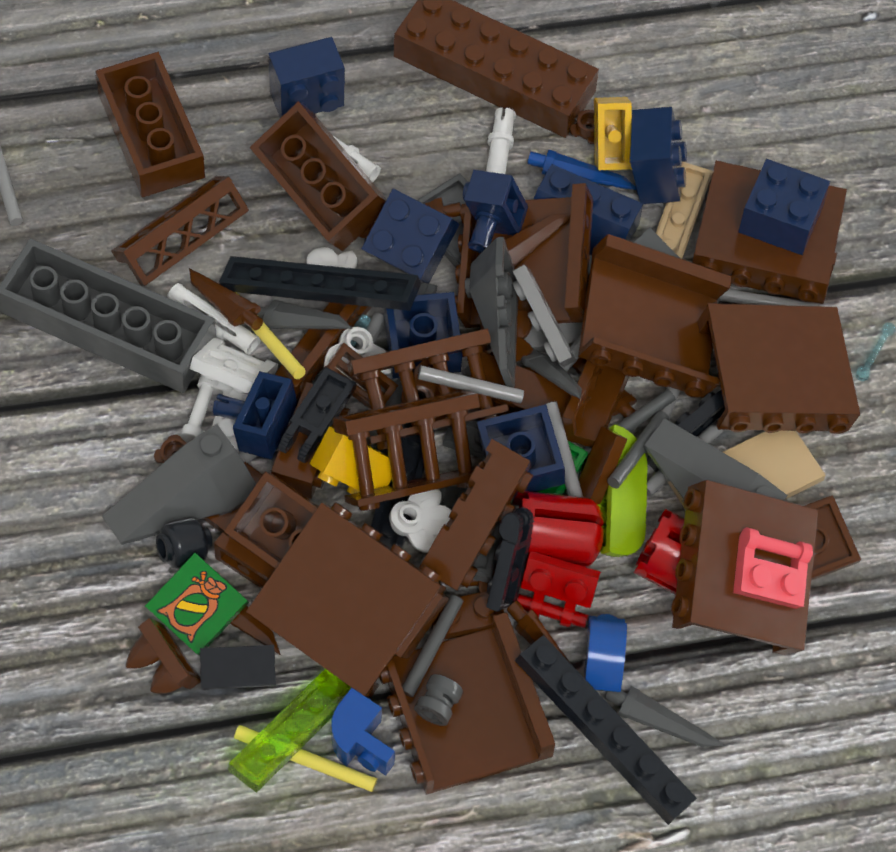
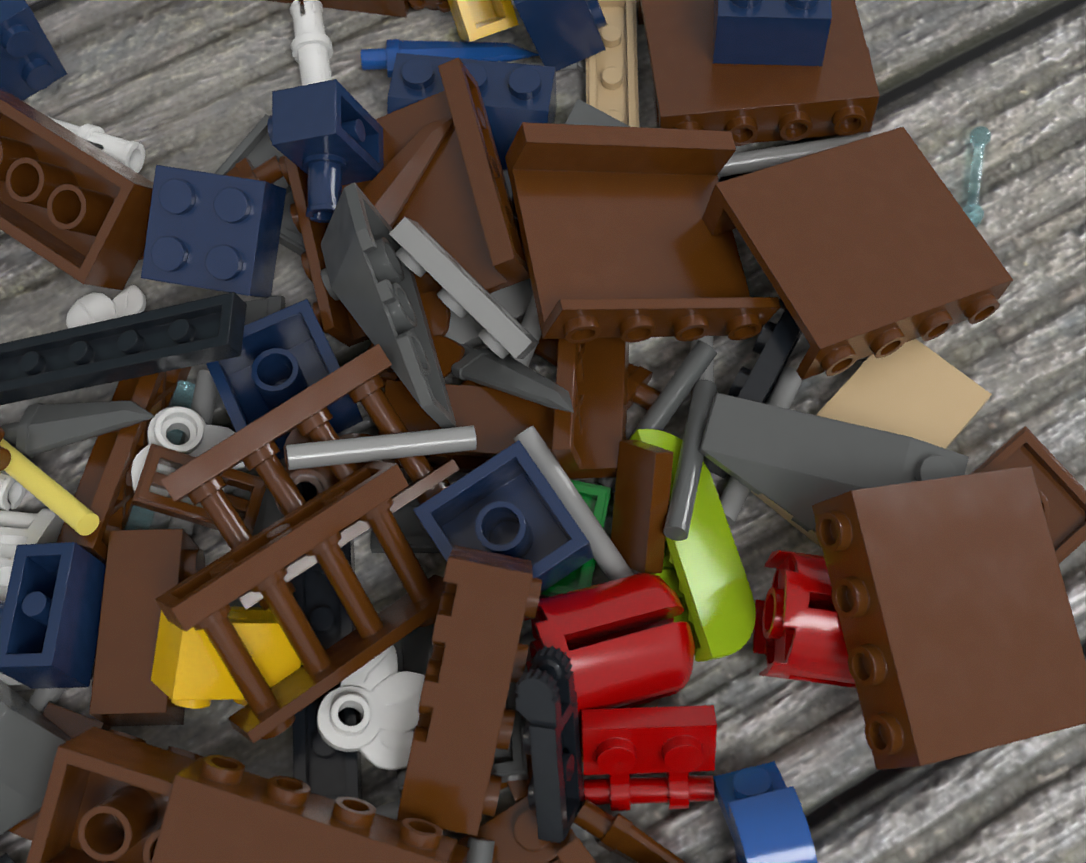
camera: 10 degrees left, 5 degrees up
(316, 412) = (138, 571): black hinge -> none
(767, 579) = (1013, 626): coral plate -> none

